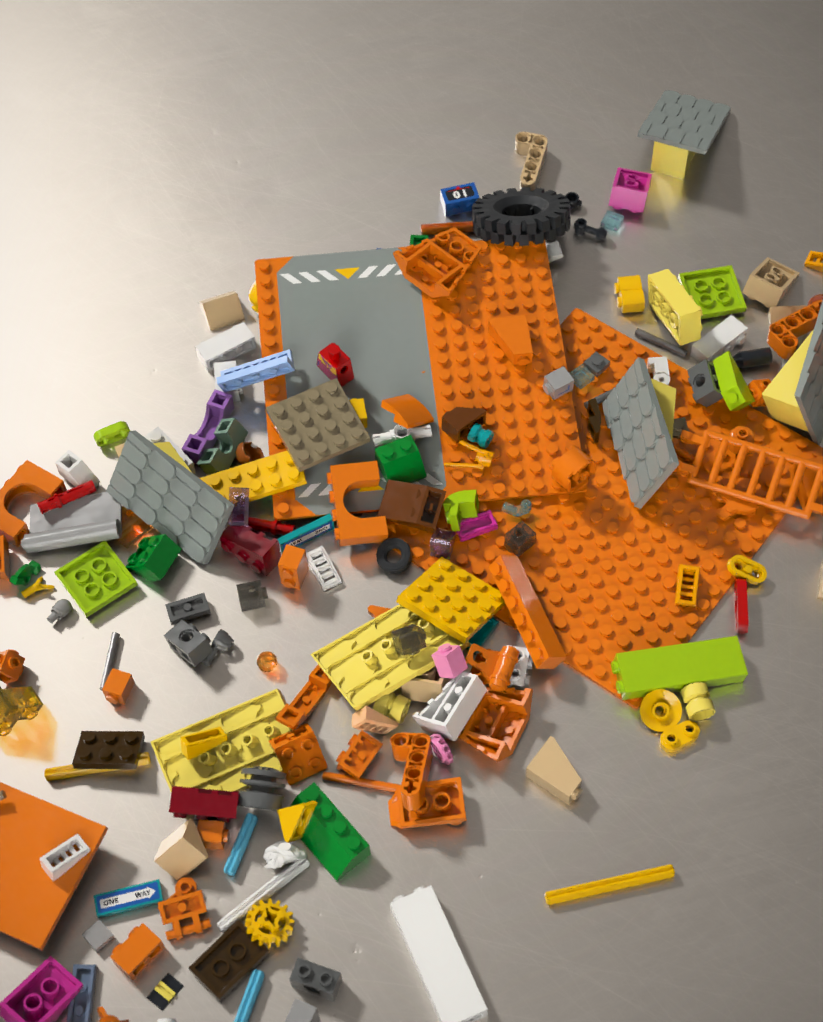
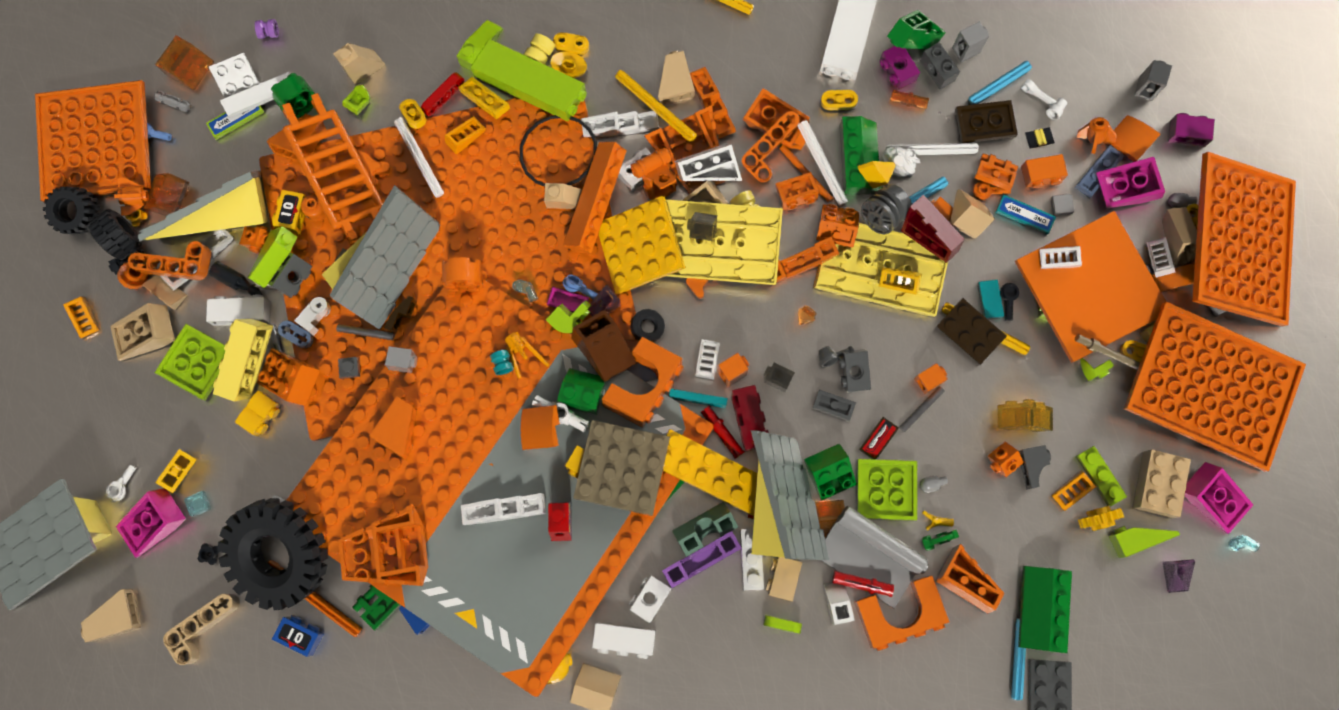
camera: 140 degrees left, 20 degrees up
(94, 810) = (1009, 293): none -> black plate
(110, 795) = (990, 299): none -> teal tile
(130, 611) = (879, 438): none -> slope
(240, 512) = (738, 449): slope -> none
(246, 453) = (687, 505): dark orange hair -> none
(256, 371) = (629, 565): light blue fence -> none
(268, 925) = (951, 123): yellow gear -> none
(321, 926) = (909, 99): none -> clear orange pin
(357, 796) = (822, 163): none -> white axle
(362, 960) = (899, 56): none -> magenta brick
(364, 987) = (915, 32): none -> green wedge
(372, 721) = (772, 198): light nougat slope -> none
(383, 348) = (503, 509): none -> white slope
(388, 872) = (838, 98): none -> yellow plate
(441, 749) = (739, 148): bright pink gear -> none
(449, 661) = (687, 189): bright pink brick -> none
(460, 420) = (506, 384): reddish brown slope -> none
(483, 537) = (574, 284): none -> medium blue plate
(504, 779) = (709, 95): none -> orange slope
(519, 539) = (548, 260): clear smoke brick -> none
(546, 731) = (656, 106): none -> yellow axle
(557, 593) = (561, 196): none -> tan slope
(567, 697) = (621, 124): none -> white slope
(581, 227) = (220, 497): black bar -> none
(582, 376) = (371, 365): clear light blue tile -> none
(591, 128) = (112, 618): none -> tan slope
(600, 595) = (544, 120): none -> black piece
(632, 325) = (288, 377): none -> orange slope
(645, 222) = (176, 471): none -> yellow brick
(661, 351) = (297, 331): none -> sand blue beam
(675, 190) = (117, 490): none -> white plate
(701, 625) = (484, 97): none -> yellow plate
(703, 540) = (419, 157): none -> white axle
(757, 420) = (289, 212): none -> brick
(758, 676) = (476, 43): none -> lime slope
(803, 548) = (357, 99): none -> lime plate

